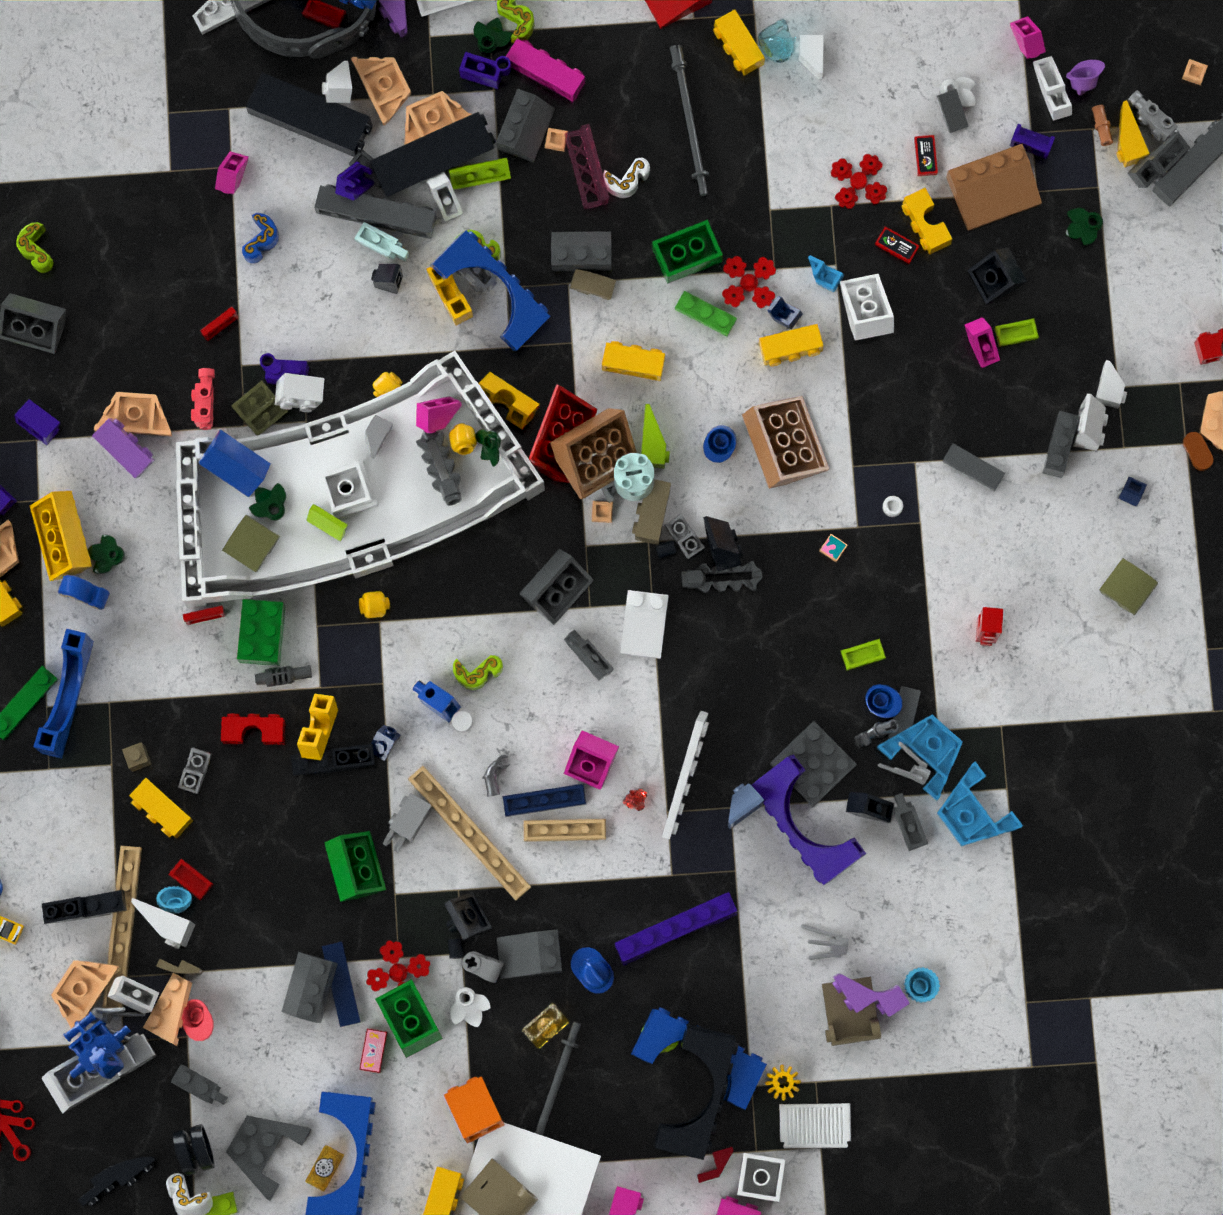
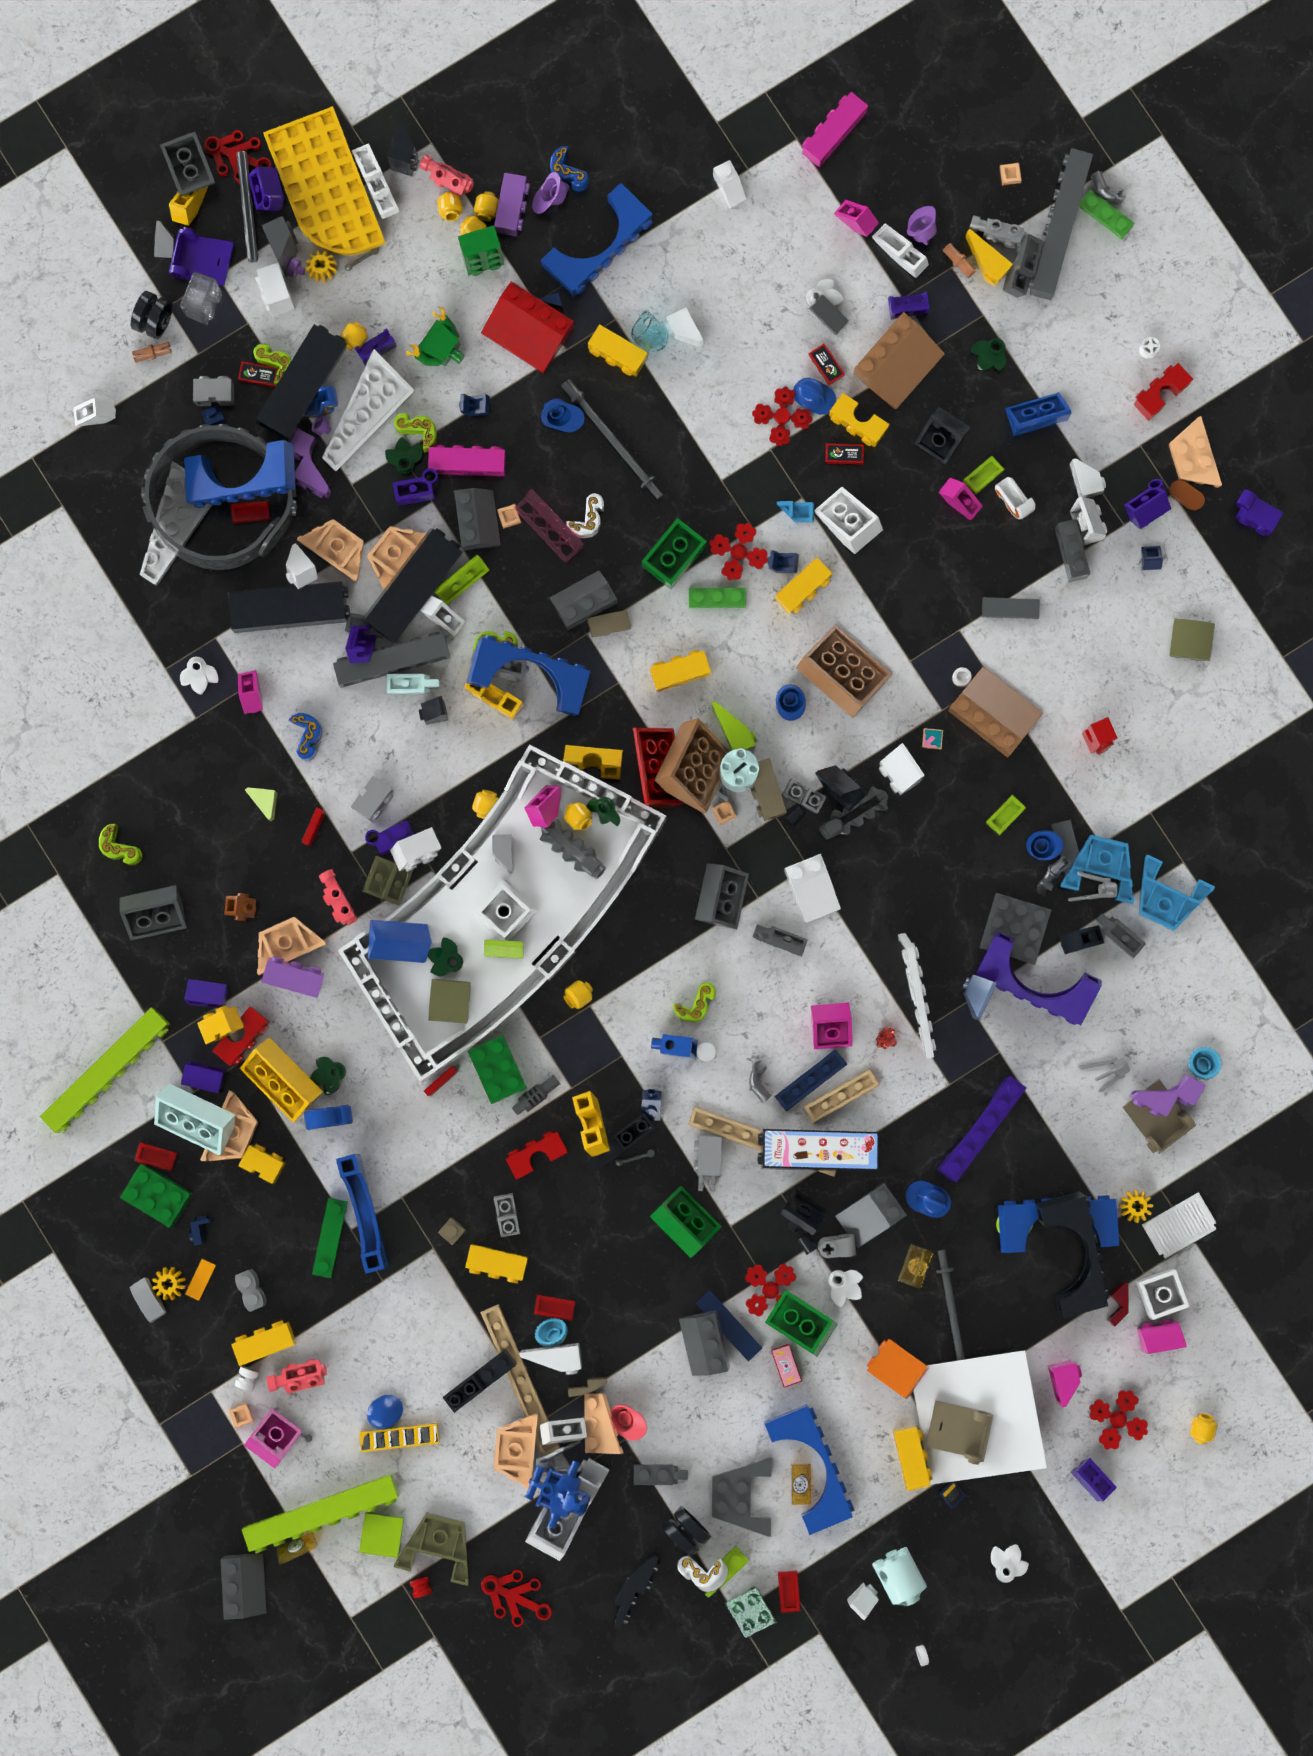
camera: 30 degrees left, 5 degrees up
(32, 453) = (218, 1025): none -> yellow brick
(64, 473) = (254, 1025): none -> red arch
(112, 359) = (240, 906): none -> dark orange brick
(189, 276) = (264, 800): none -> yellowish green slope
(194, 136) = (198, 678): none -> white plate
(287, 328) = (374, 798): none -> light grey brick
(358, 786) = (619, 1162): none -> dark grey hinge
(514, 867) = (818, 1150): none -> brick
(580, 23) = (474, 405): none -> dark blue bracket
(654, 74) = (562, 416): none -> blue piece
(786, 559) = (901, 770): none -> white slope
(898, 178) = (814, 395): none -> blue piece
(906, 554) = (995, 711): none -> medium nougat slope
(1032, 368) = (1014, 498): none -> white animal
(1098, 303) = (1038, 413): none -> blue slope
(1155, 440) = (1148, 505): none -> dark purple hinge

